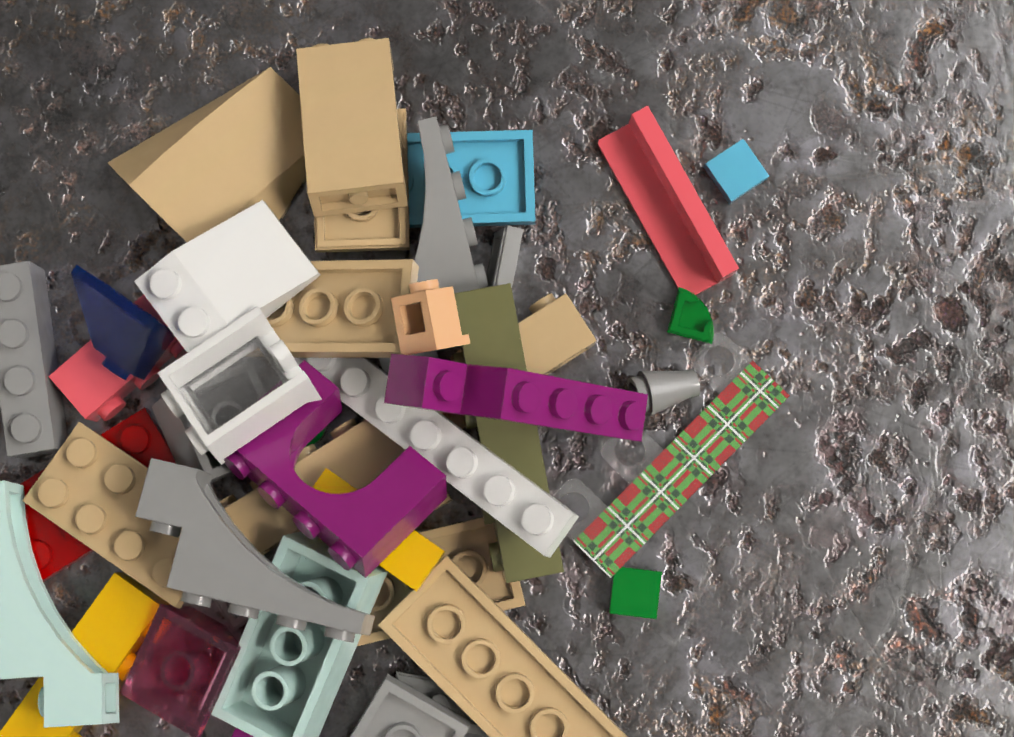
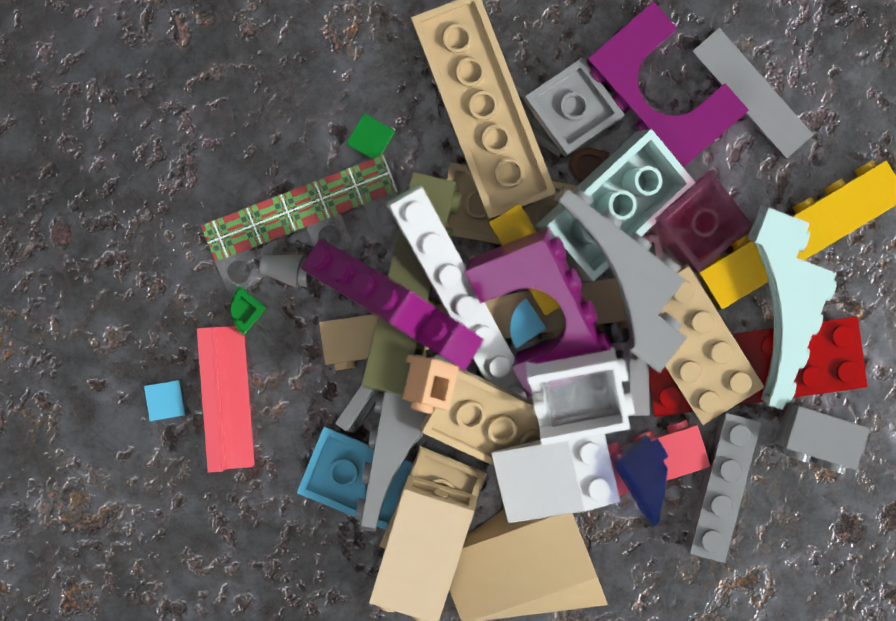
camera: 150 degrees left, 5 degrees up
(346, 447) = (525, 324): none -> medium azure tile
(360, 679) = (585, 162): none -> reddish brown tile

